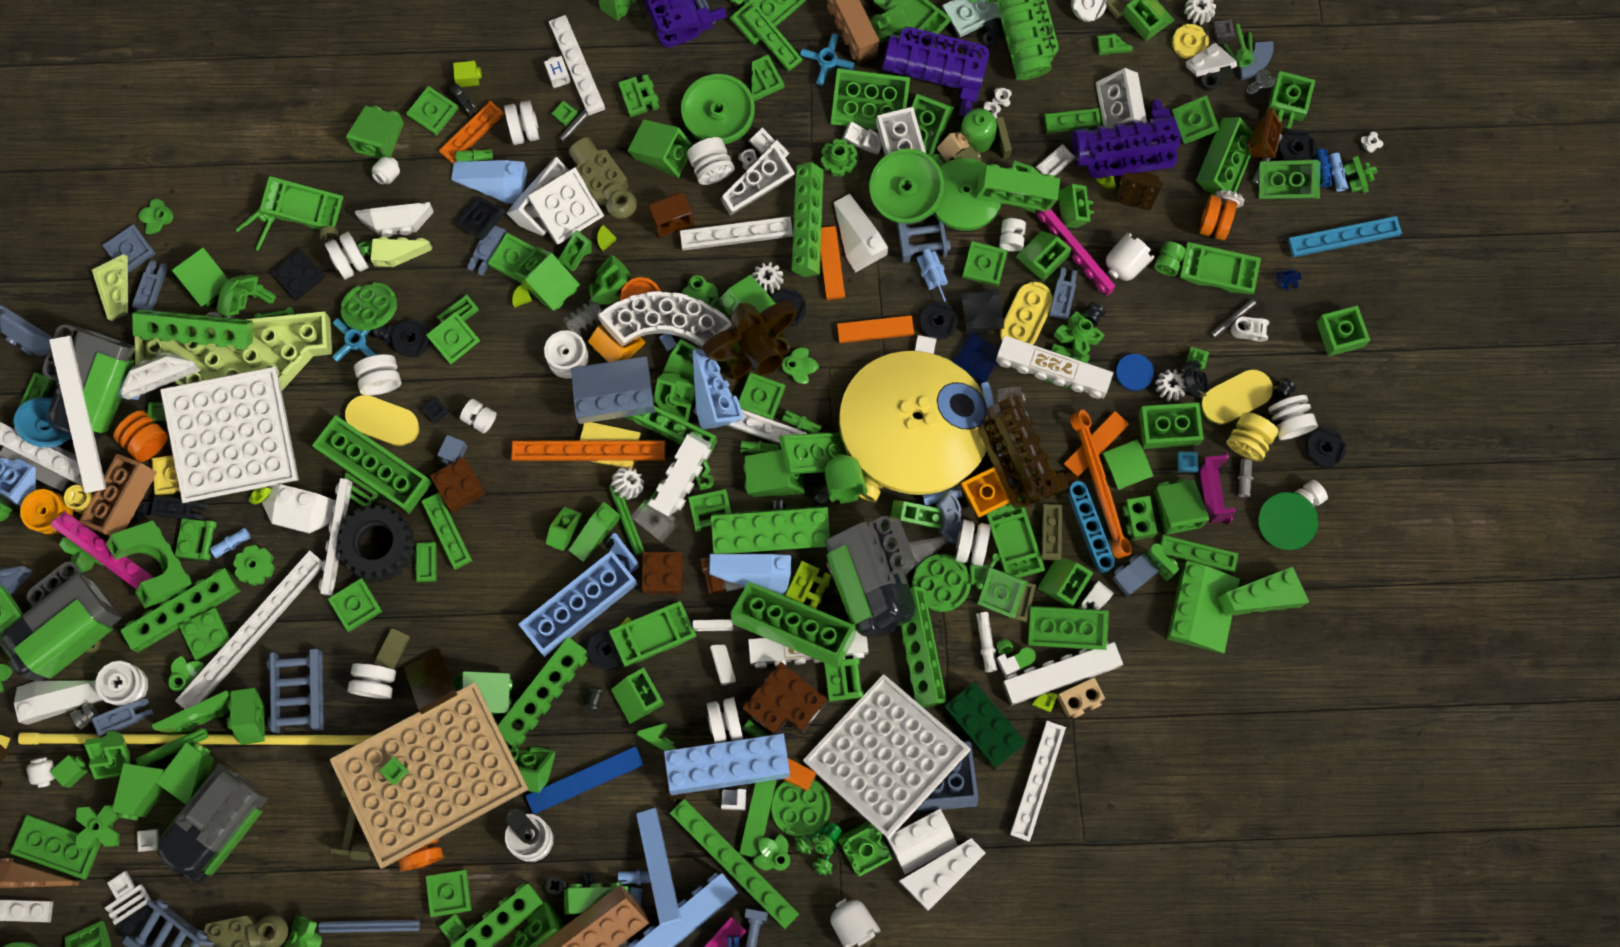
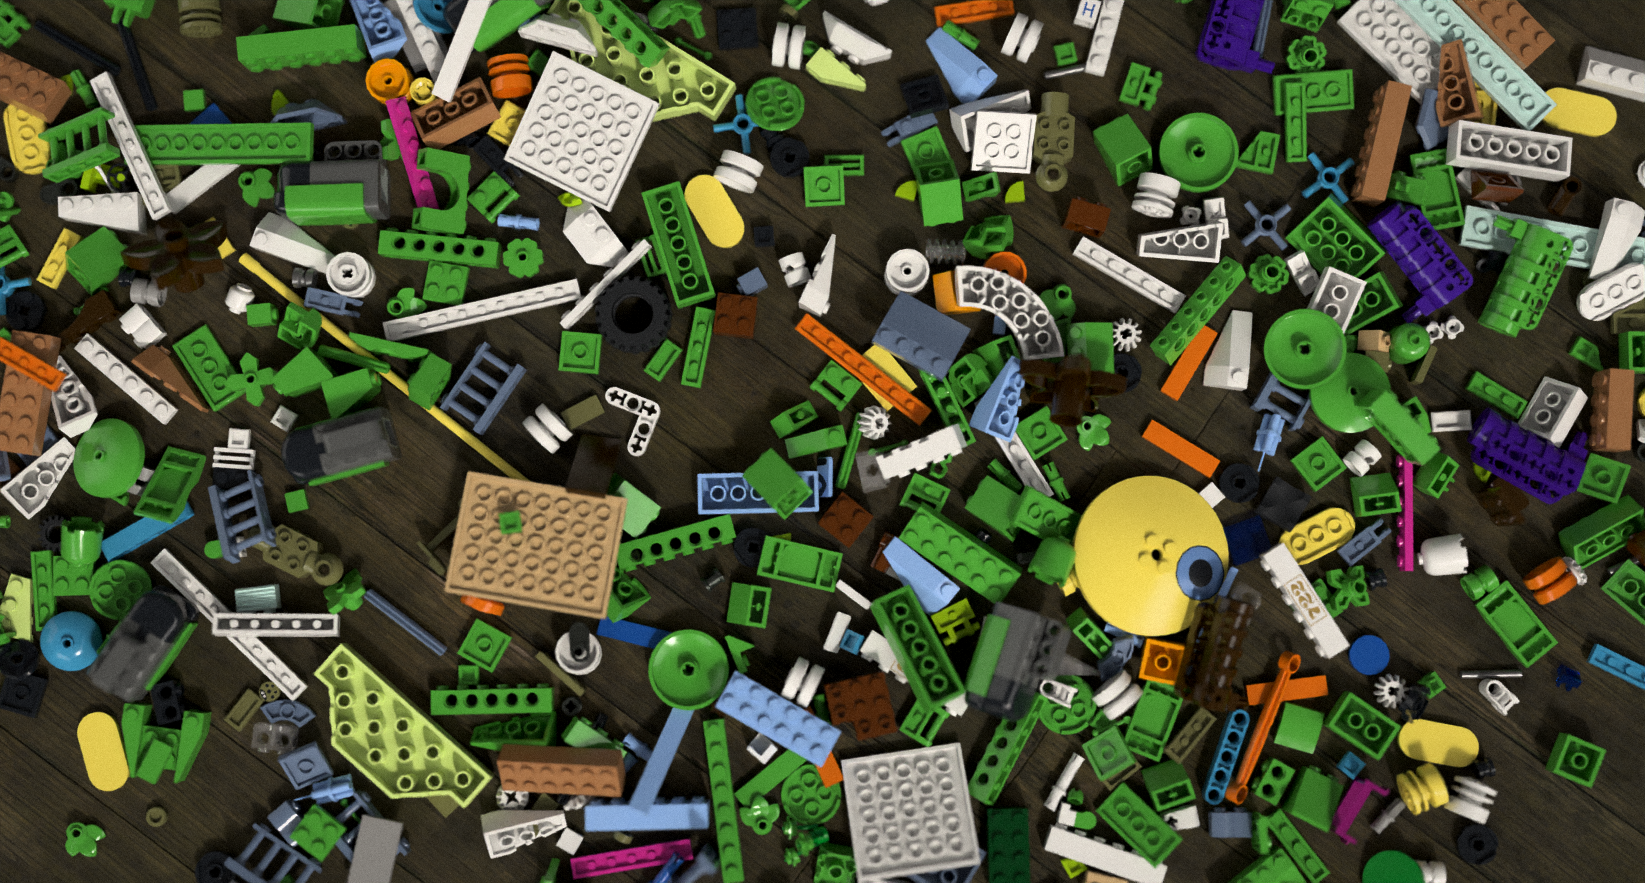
camera: 40 degrees right, 10 degrees up
(206, 898) = (297, 501): none -> bright green tile
(443, 616) = (643, 417): none -> white beam
(508, 421) = (817, 290): none -> white wedge
(527, 866) = (561, 673): none -> olive tile
(577, 473) = (839, 380): none -> bright green plate
(586, 581) = (777, 483): none -> bright green slope
(609, 777) = (670, 675): none -> bright green dish
(740, 662) = (852, 641): none -> dark azure plate
(809, 118) = (1259, 230): none -> sand blue bar
(930, 576) = (1060, 692): none -> white piece
(1161, 68) = (1612, 410): none -> medium nougat brick

